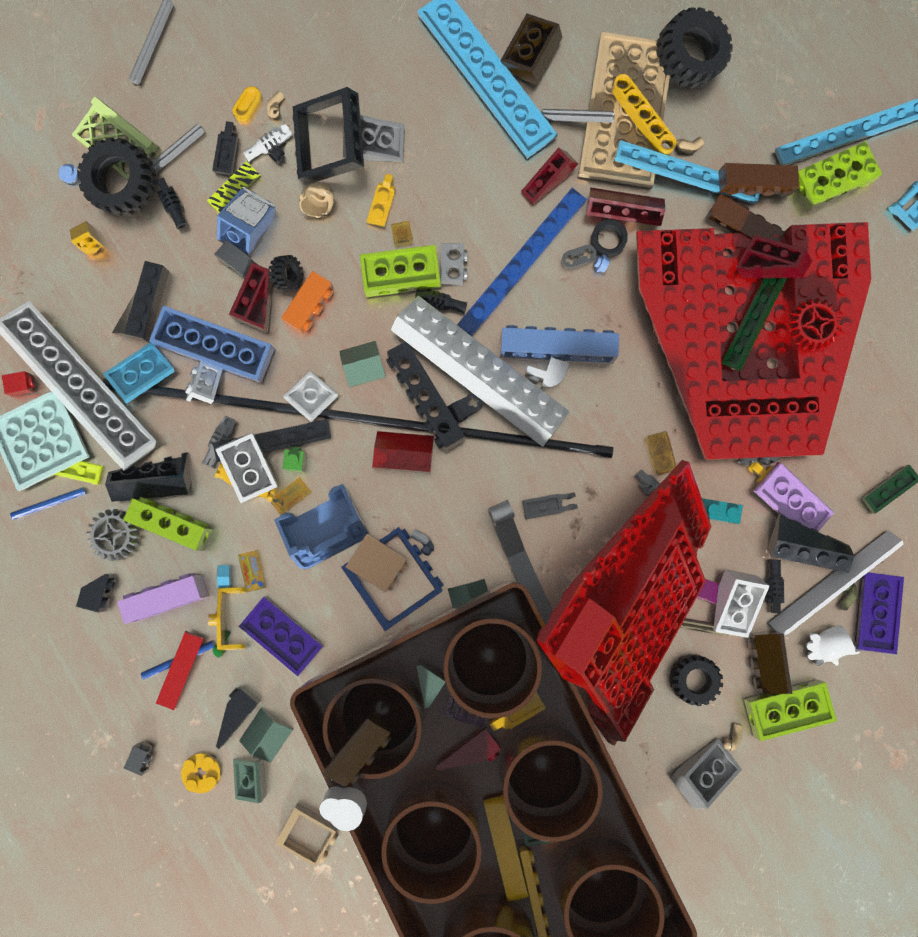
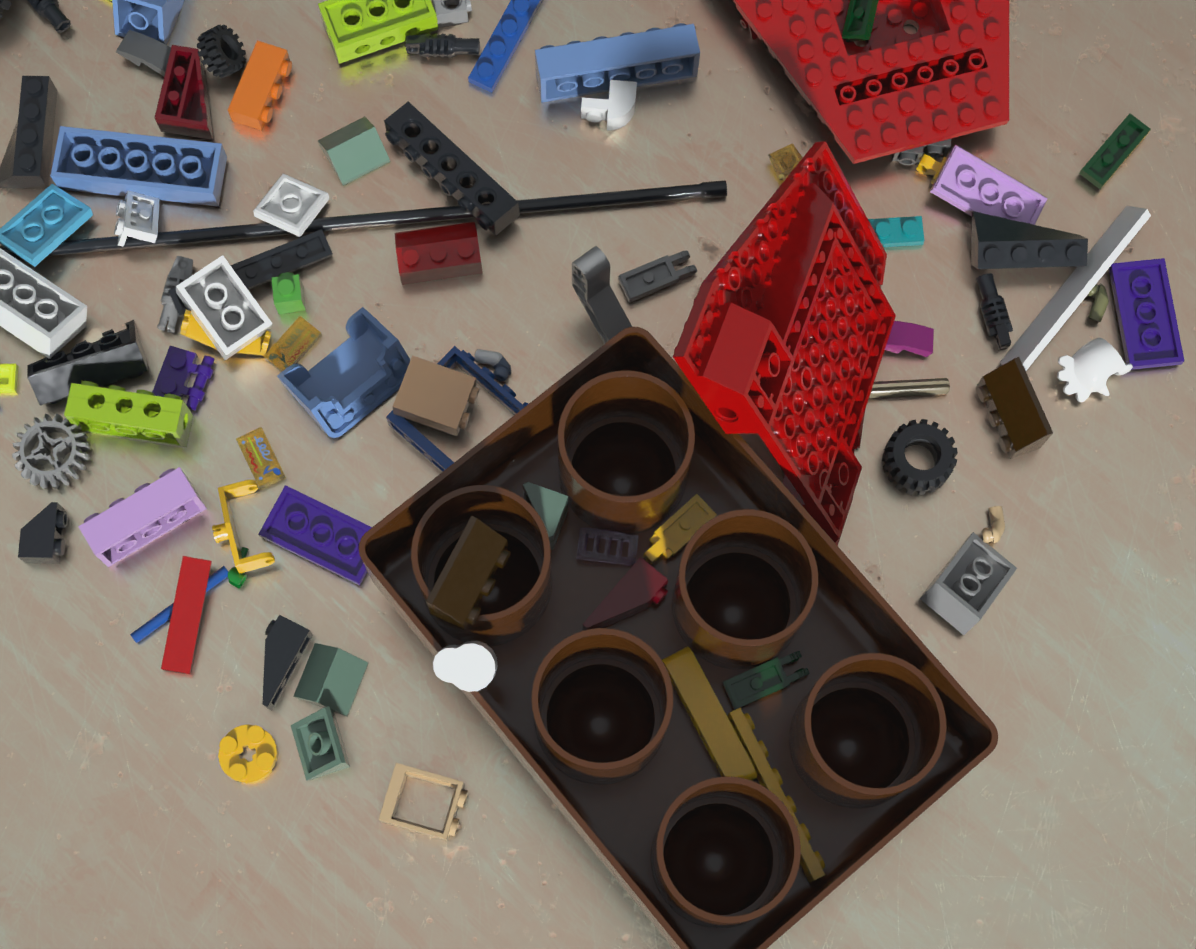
camera: 15 degrees left, 10 degrees down
(139, 758) = (153, 751): dark grey brick -> none
(206, 500) = (176, 373): none -> dark purple plate
(224, 576) = (222, 470): medium azure piece -> none
(462, 410) = (508, 174): black piece -> none
(479, 370) = (518, 117): white brick -> none
(738, 602) = (950, 341): white slope -> none
(800, 718) = (1064, 449): lime brick -> none

